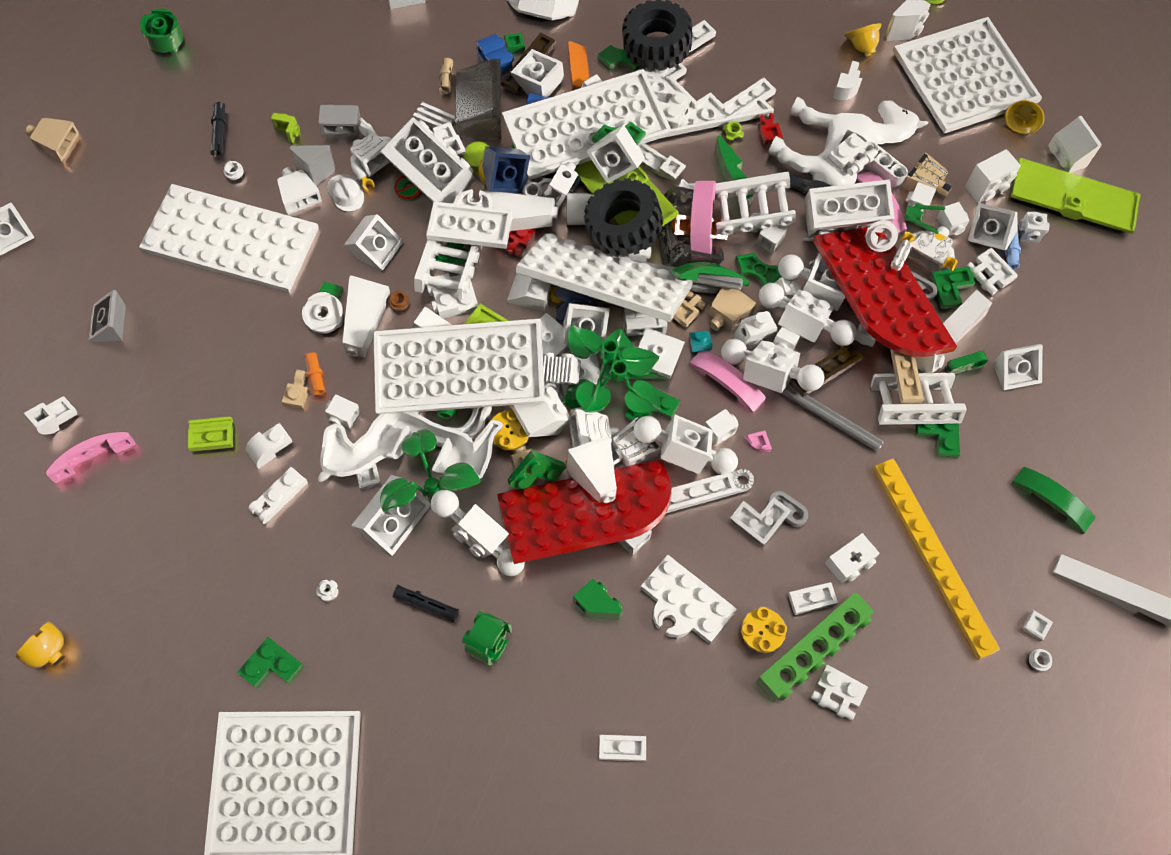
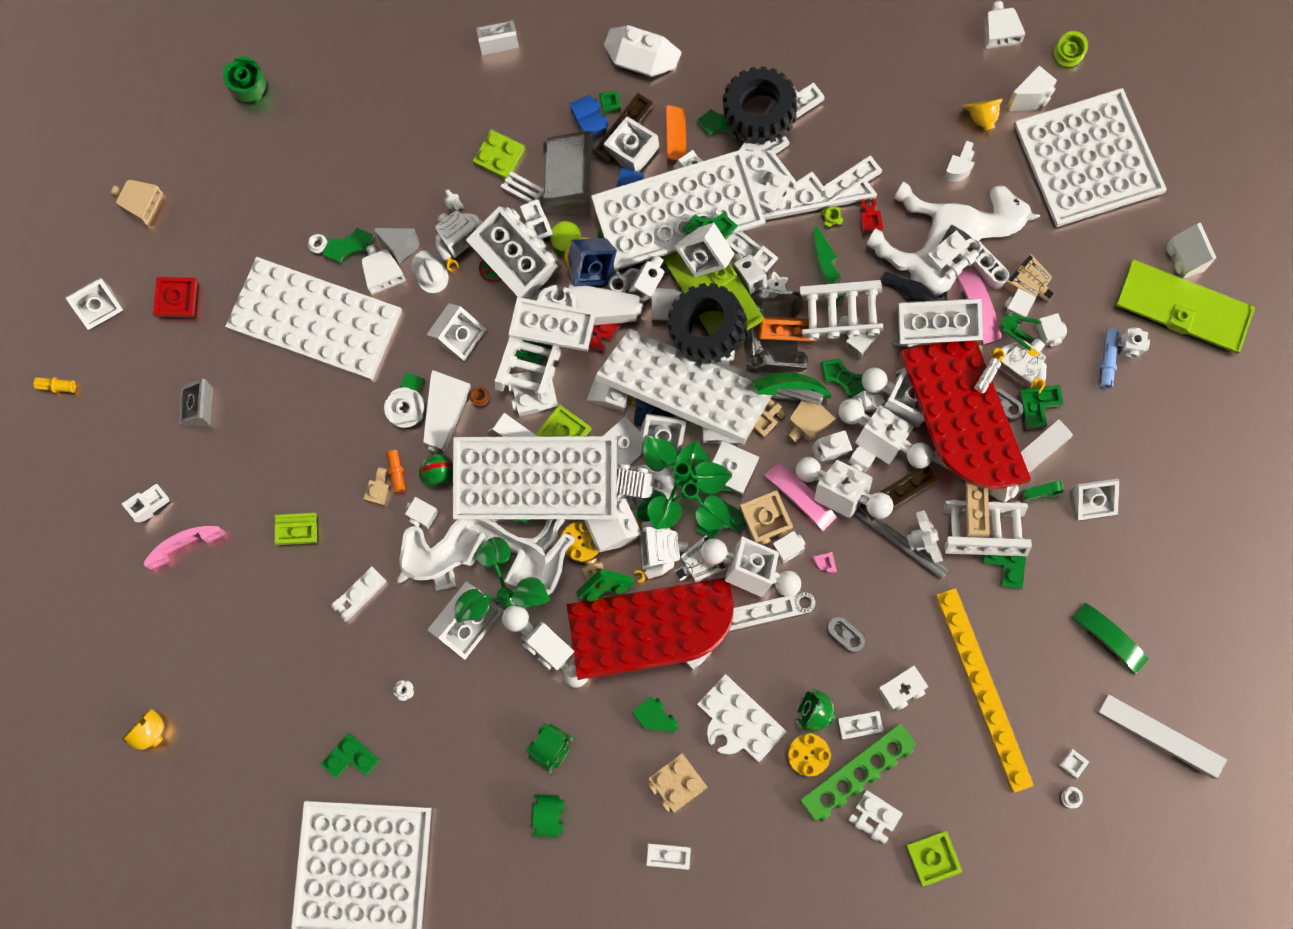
camera: 10 degrees right, 10 degrees up
(88, 222) = (175, 297): none -> red plate
(218, 122) = (302, 186): black pin -> none
(257, 174) = (340, 249): none -> green tile
(263, 446) = (348, 544): white brick -> none
(286, 124) = (371, 192): lime bracket -> none
(339, 120) = (425, 189): light grey brick -> none
(358, 369) = (436, 470): none -> green helmet
(410, 89) = (498, 154): none -> lime plate
(428, 604) = (515, 719): black pin -> none
(446, 75) = (536, 140): tan pin -> none
(487, 710) = (546, 816): none -> green brick
(594, 468) = (660, 590): white slope -> none
(625, 670) = (676, 783): none -> tan plate
(660, 175) = (749, 272): none -> white torso
(696, 398) = (766, 518): none -> tan plate
(700, 341) = (776, 454): teal plate -> none
(702, 216) = (787, 322): bright pink slope -> none
(762, 524) = (818, 650): white plate -> none
(765, 585) = (816, 711): none -> green cylinder
(858, 408) = (925, 537): none -> white plant
(881, 244) = (968, 363): white gear -> none
(906, 732) = (934, 858): none -> lime plate
(992, 176) = (1097, 285): white brick -> none
(993, 226) = (1090, 343): white slope -> none
(996, 268) = (1087, 386): white plate -> none
(1024, 117) = (1144, 214): yellow hat -> none

